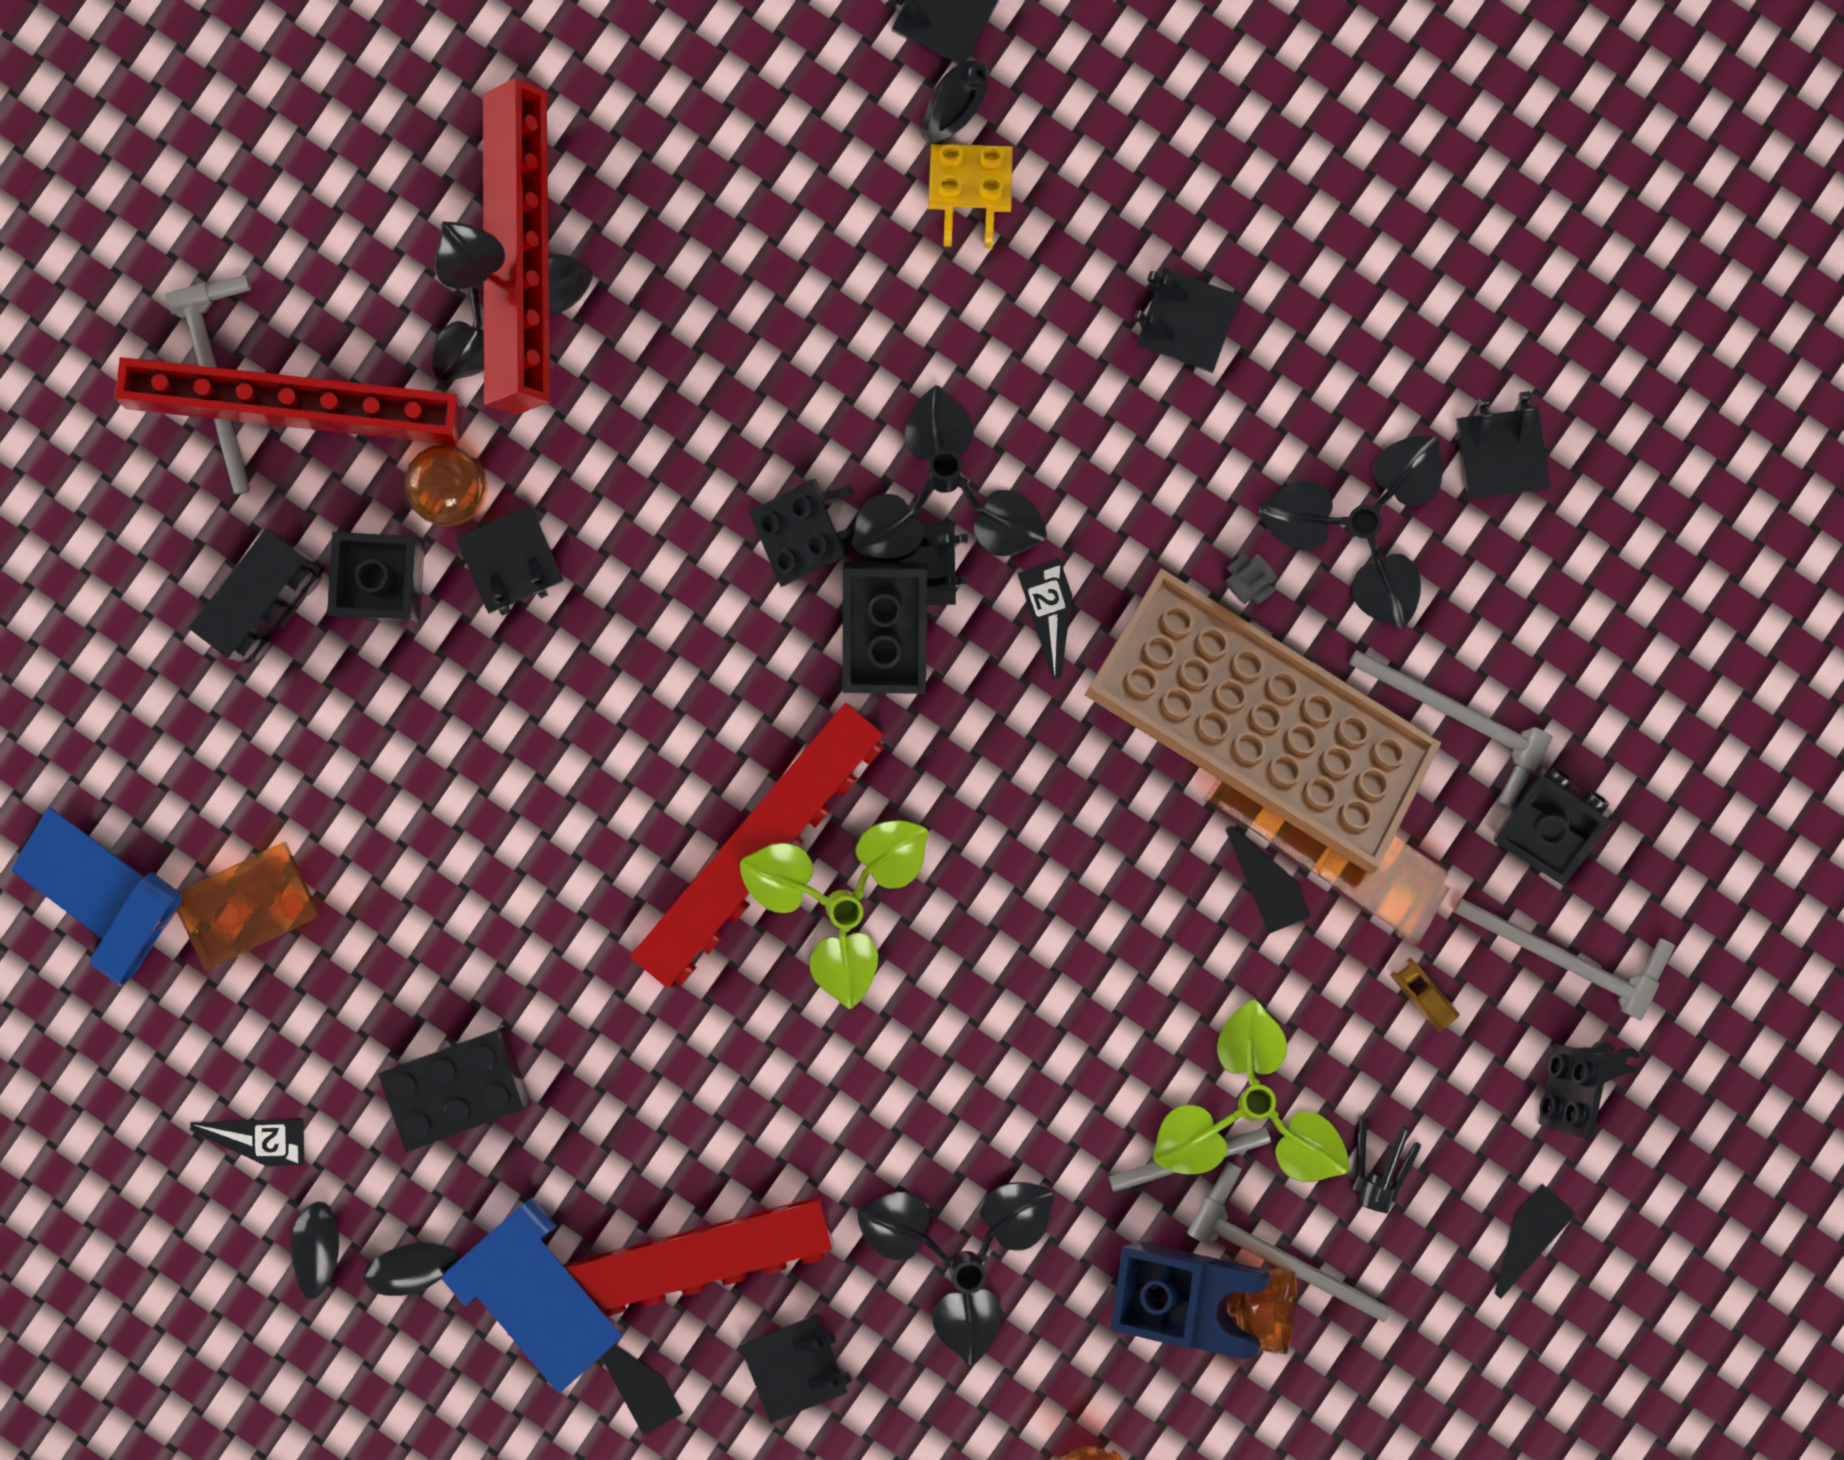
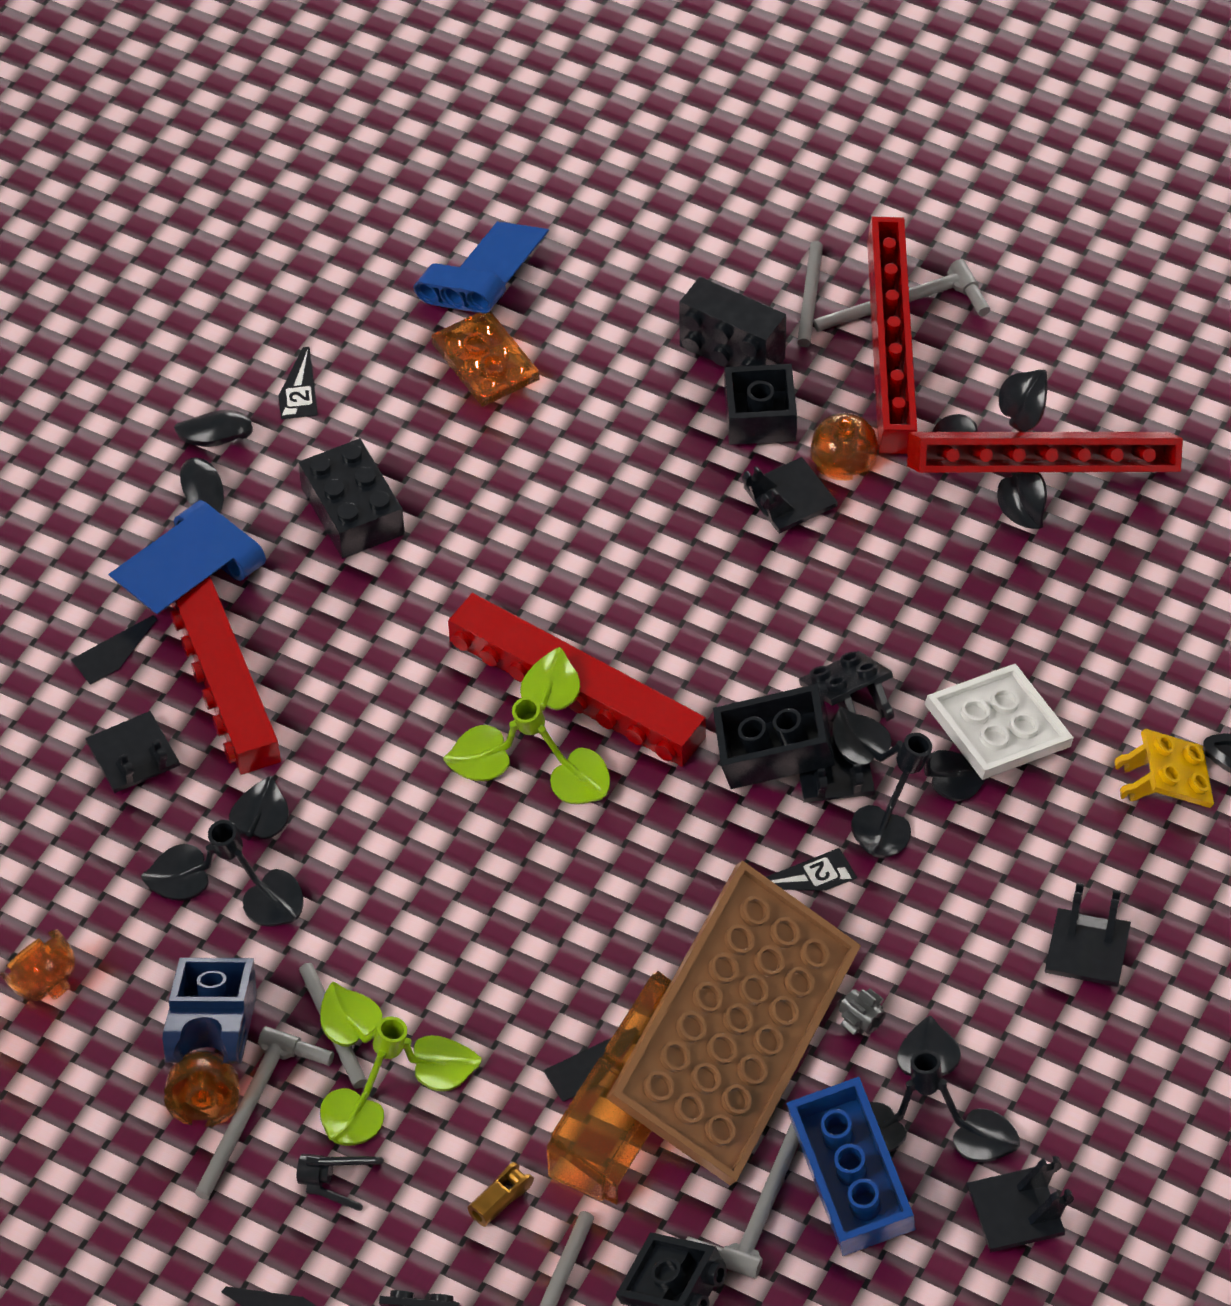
camera: 85 degrees right, 35 degrees down
(189, 492) = (810, 294): none -> light grey bar
(881, 367) = (998, 721): none -> white plate
(1459, 620) = (851, 1166): none -> blue brick

